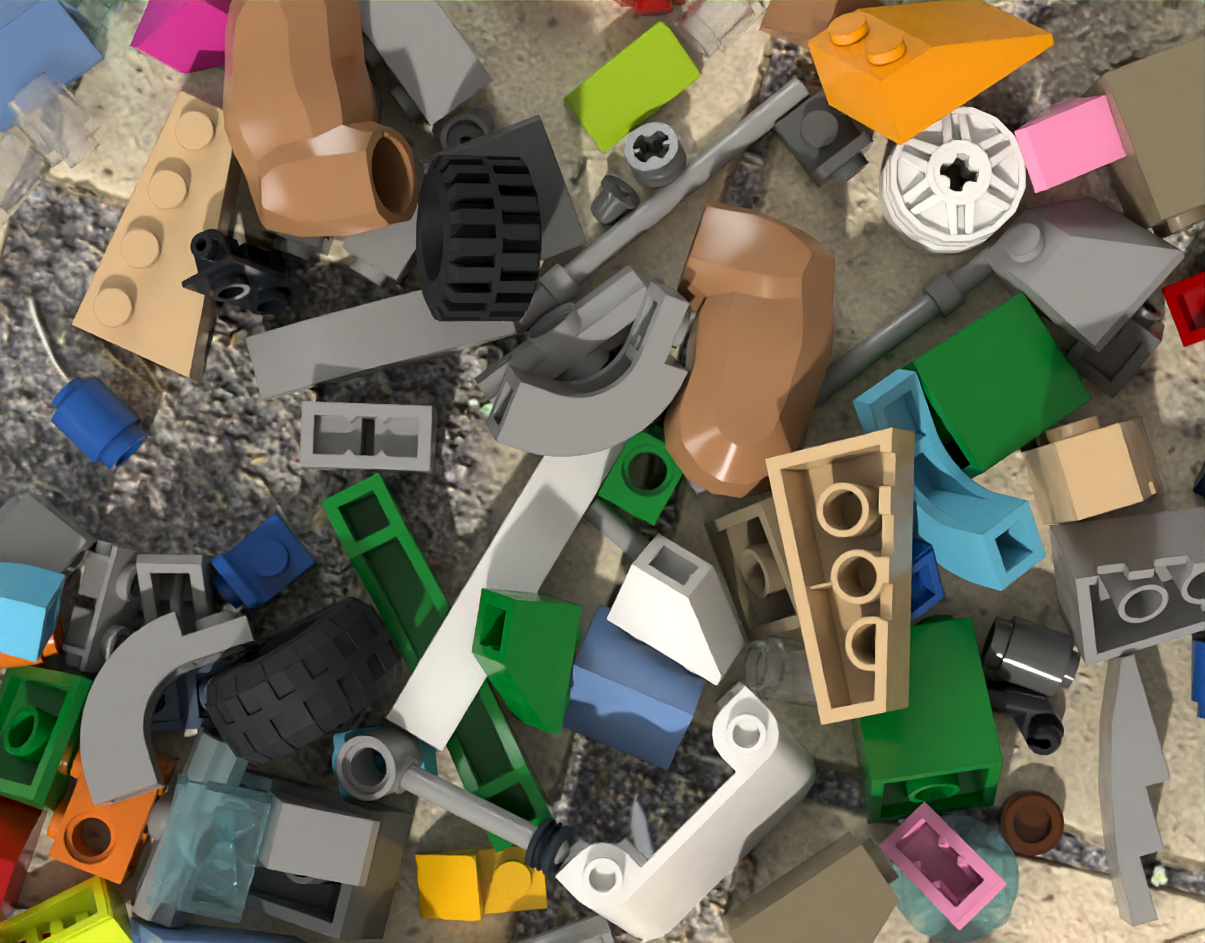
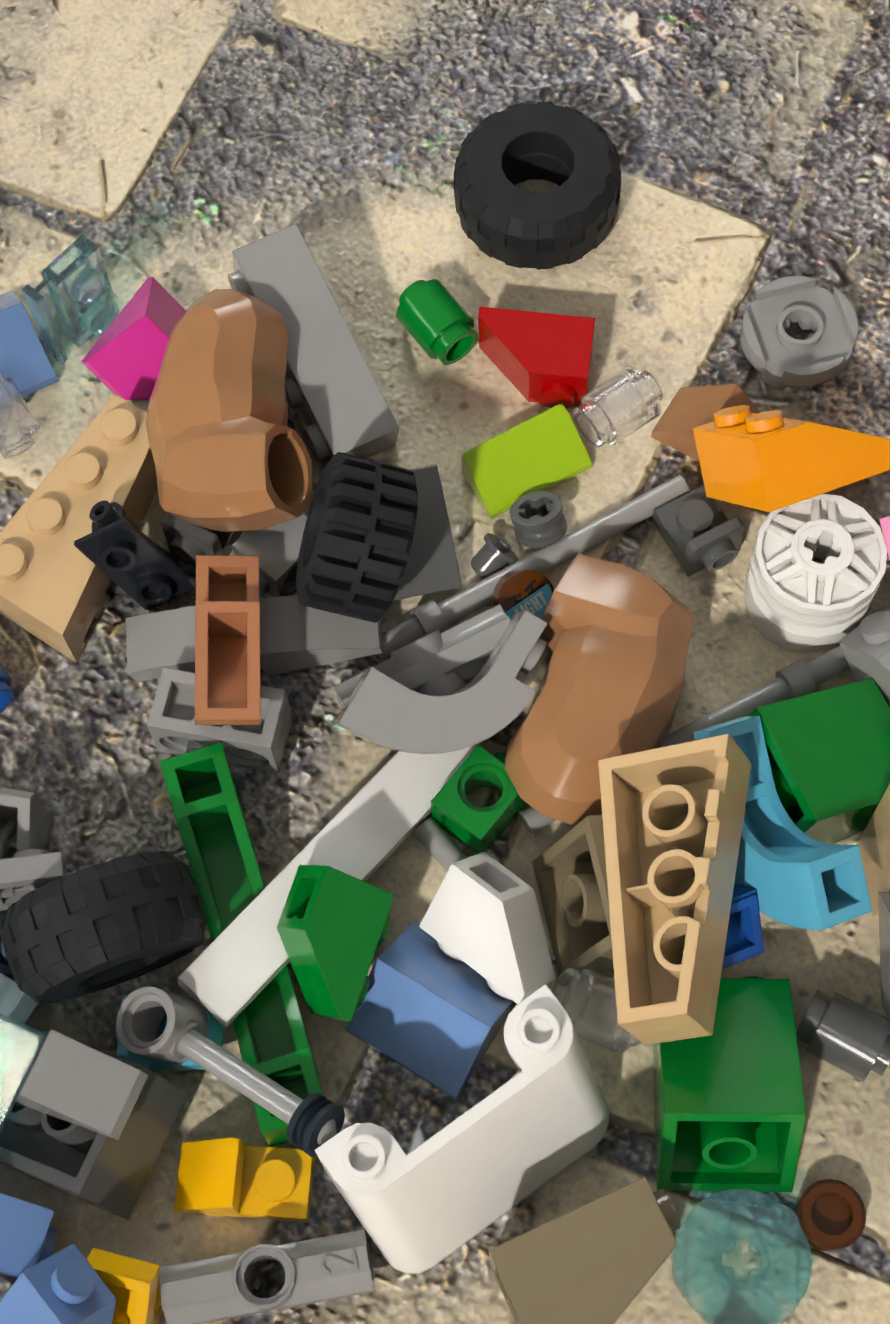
camera: 10 degrees right, 20 degrees down
(262, 565) = (94, 829): blue bracket -> none
(365, 369) = (227, 641): none -> nougat slope
(654, 249) = (523, 591): none -> tile
(942, 865) = (730, 1230): bright pink slope -> none
(1031, 713) = (842, 1099): black arm -> none

